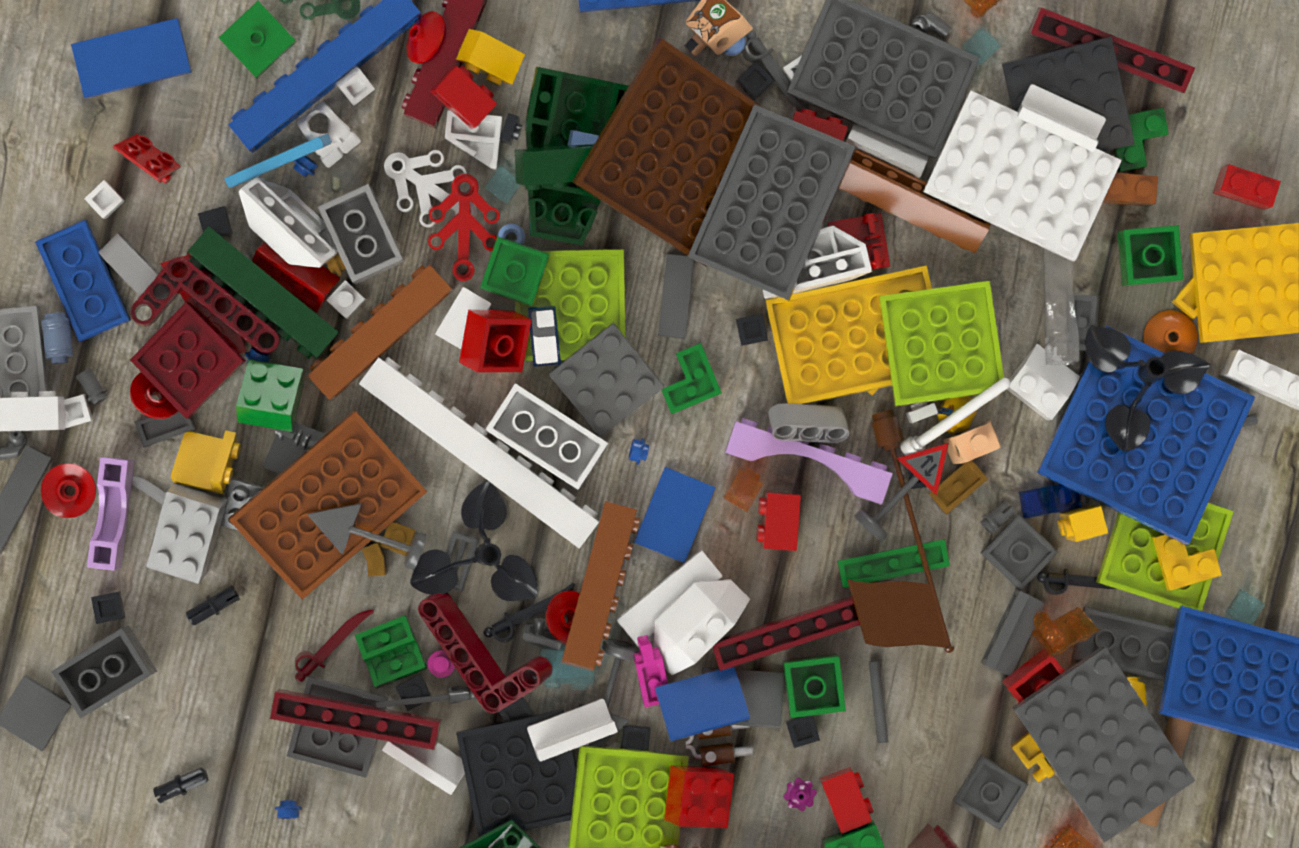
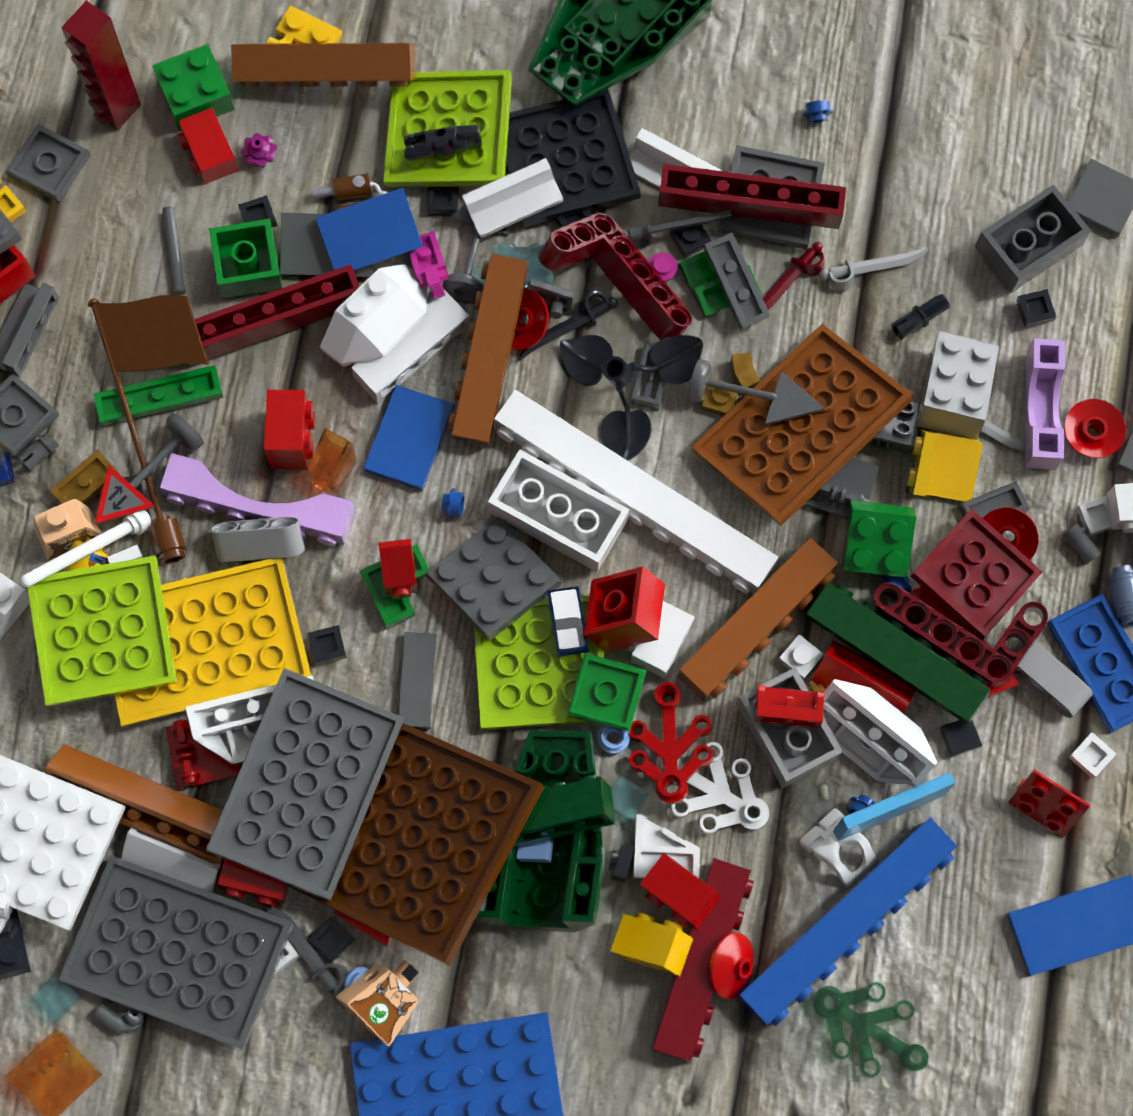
camera: 175 degrees right, 15 degrees down
(181, 784) = (936, 131): black axle -> none
(256, 656) = (851, 269): none -> light grey sword
(257, 39) = (932, 956): green plate -> none
(355, 86) = (811, 904): white plate -> none
(360, 246) = (789, 707): none -> red hinge
(376, 642) = (736, 281): none -> dark grey plate
(634, 786) = (441, 142): none -> black hinge
(687, 384) = (398, 568): none -> red slope
(699, 796) = (369, 137): red brick -> none

